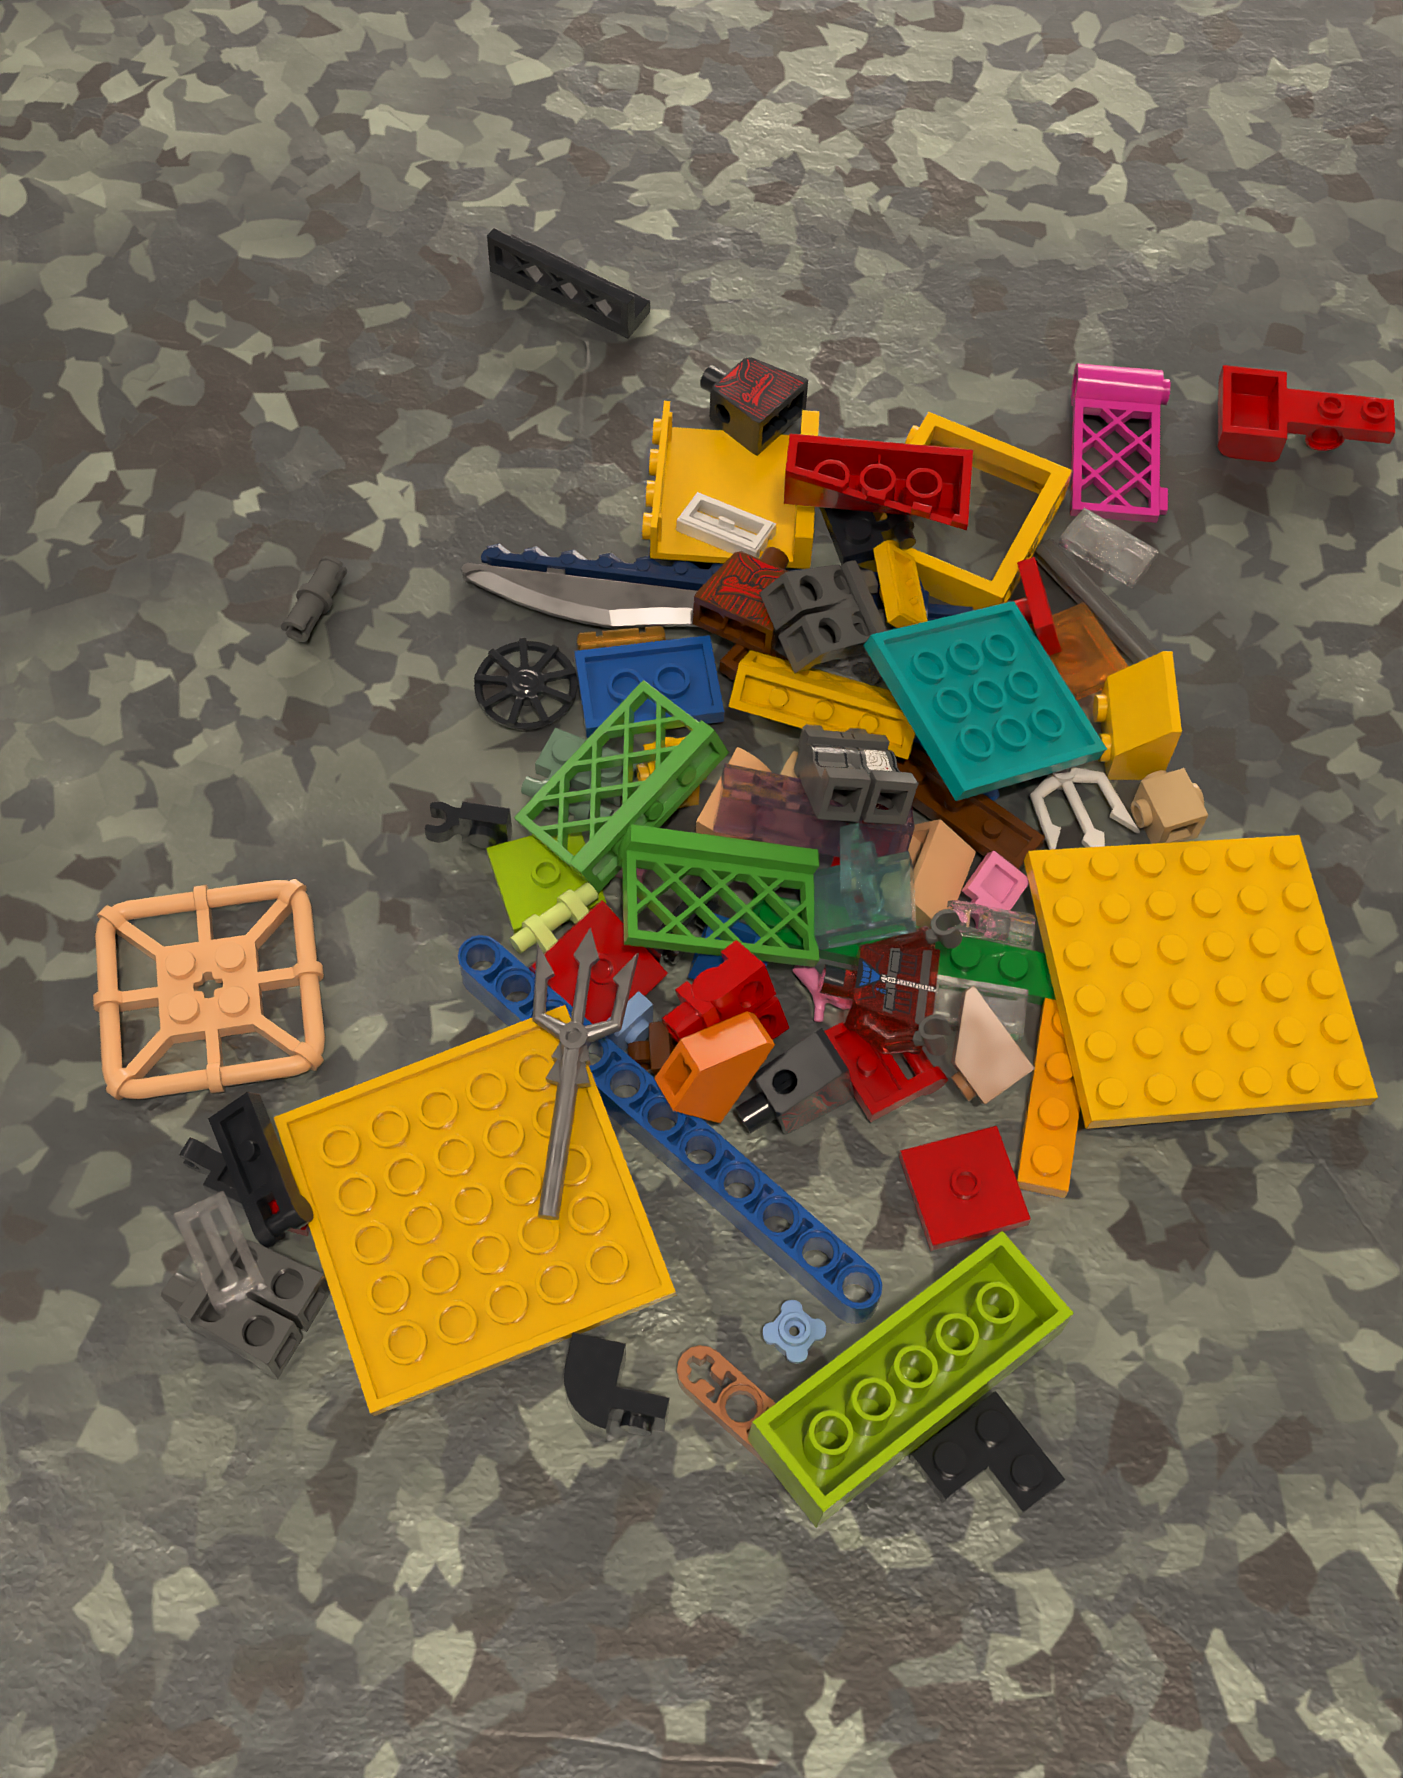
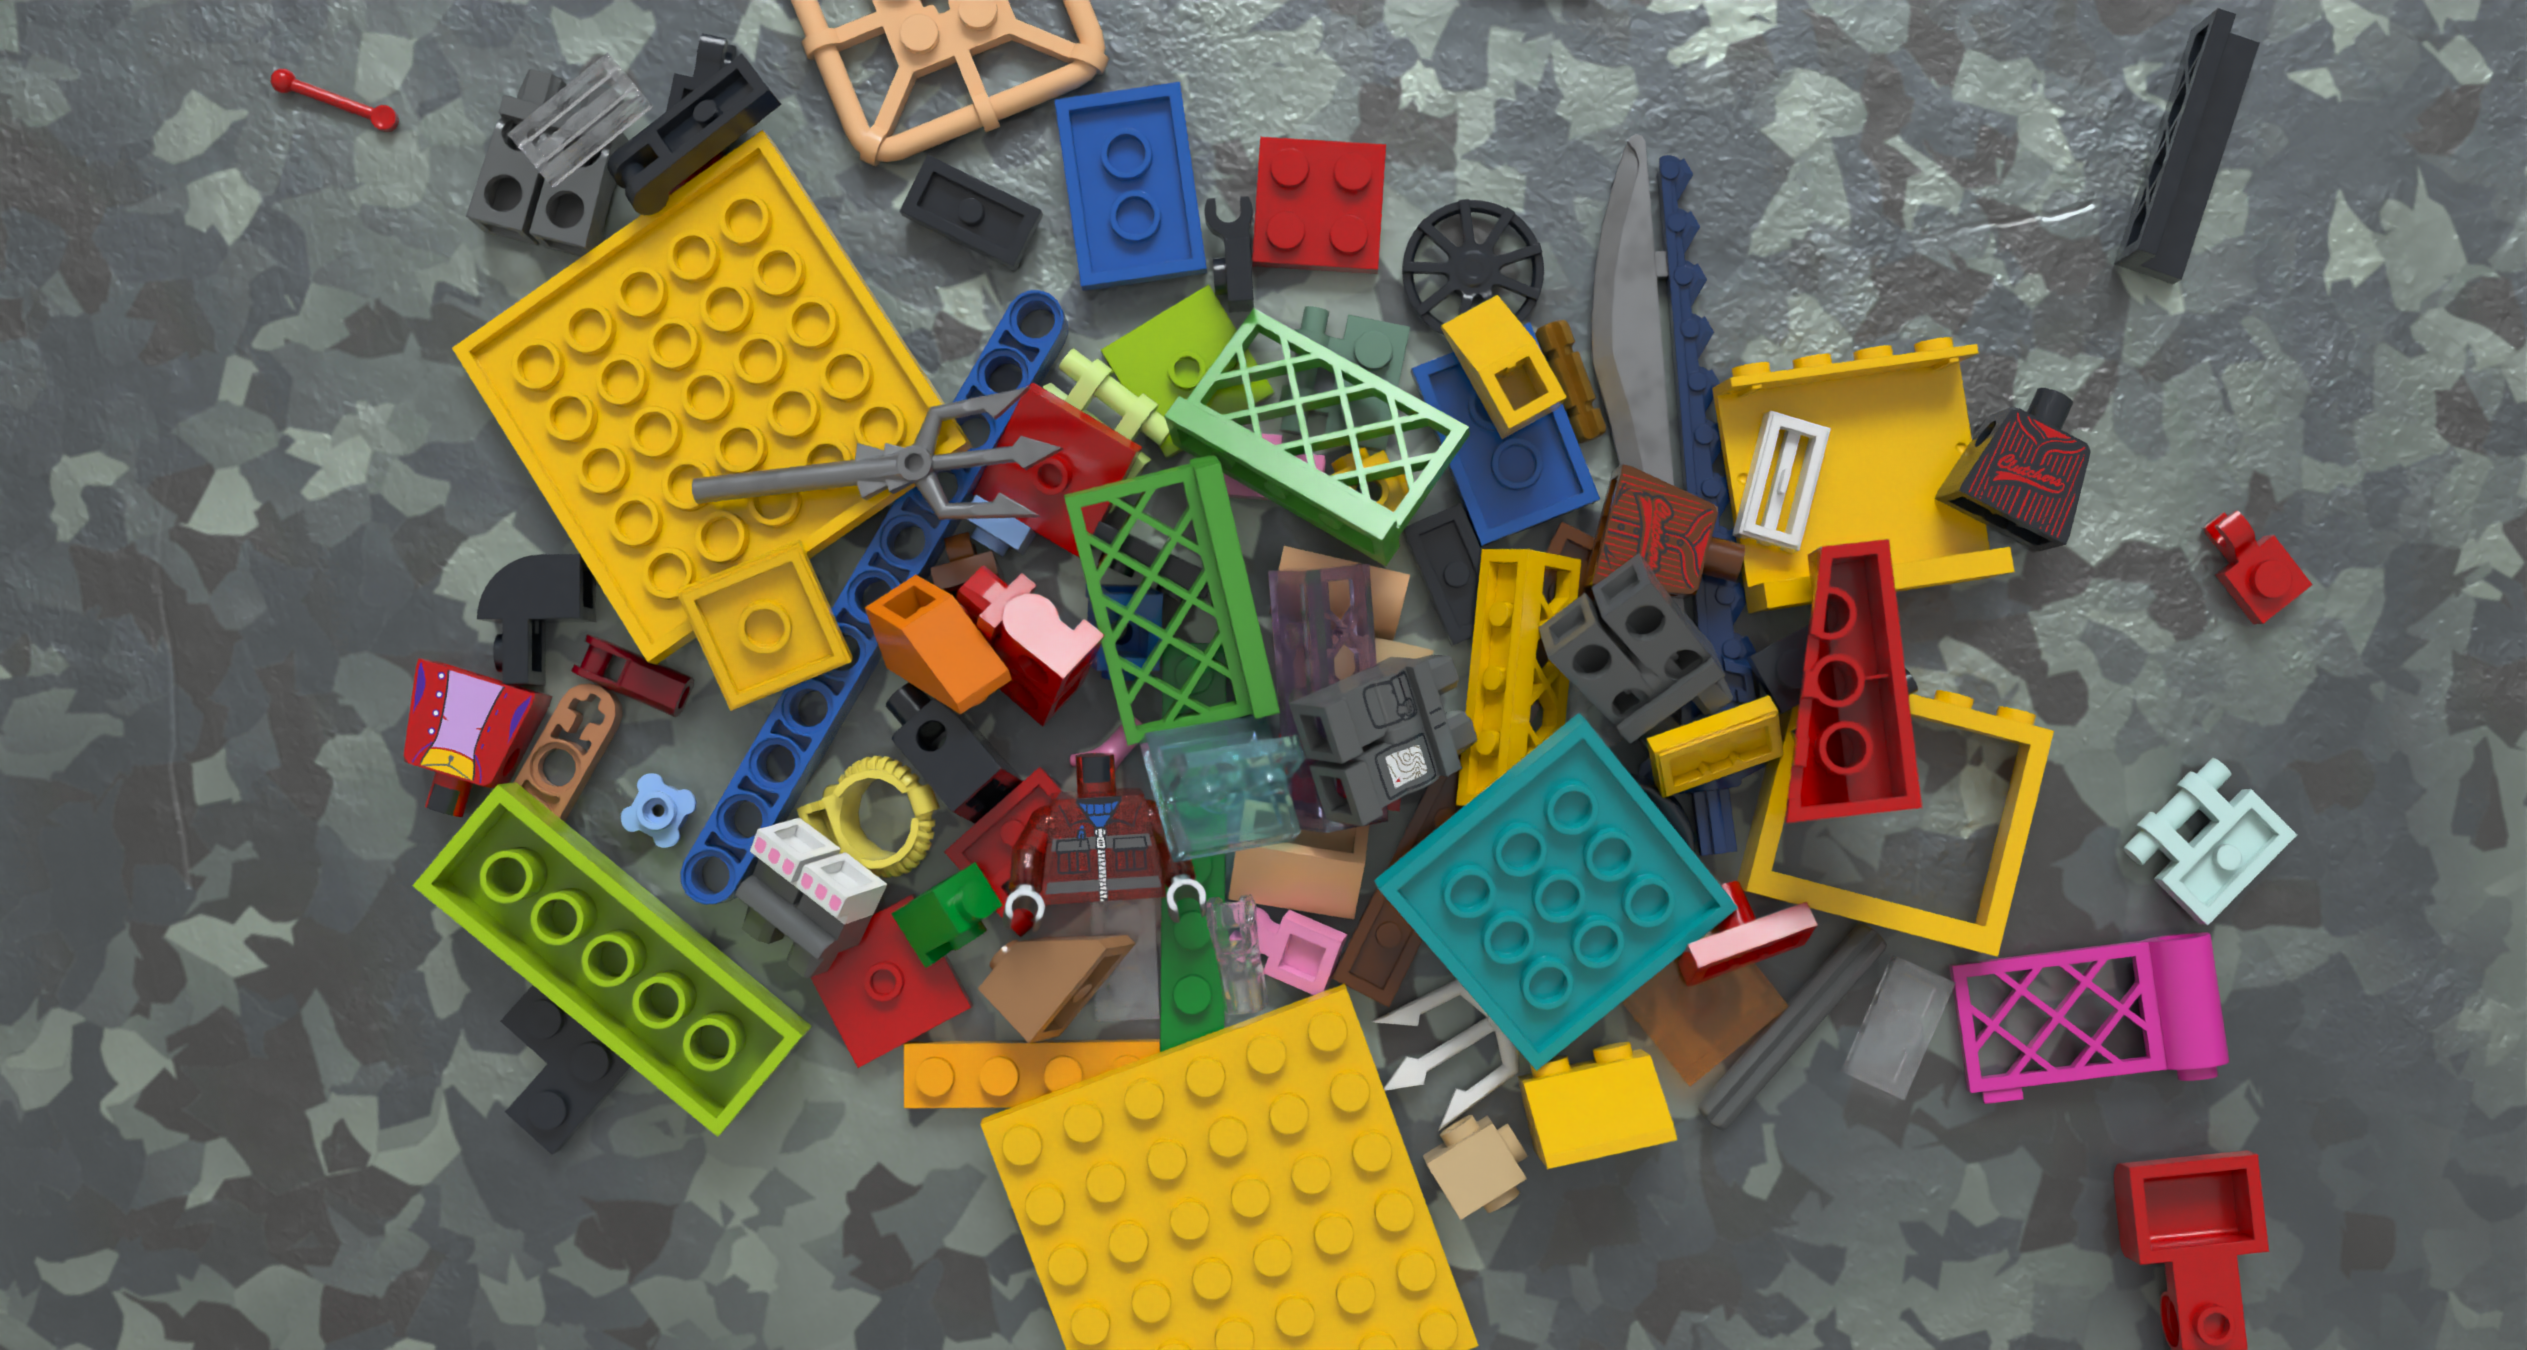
camera: 80 degrees right, 25 degrees up
(155, 1441) = (382, 116): none -> red hinge
(382, 996) = (971, 212): none -> black plate
(397, 884) = (1130, 186): none -> blue plate
(448, 766) = (1319, 205): none -> red plate
(605, 657) = (1504, 366): none -> yellow slope
(668, 1188) = (765, 625): none -> yellow plate
(683, 1324) = (639, 680): none -> dark red bar
(695, 1469) = (468, 731): none -> torso
(749, 732) = (1449, 567): none -> black plate
(834, 1199) = (839, 821): none -> light yellow piece
(846, 301) = (2259, 573): none -> red plate
(883, 1236) = (808, 895): none -> hips
(921, 1115) = (948, 914): none -> green brick
(1026, 353) = (2223, 855): none -> light aqua plate

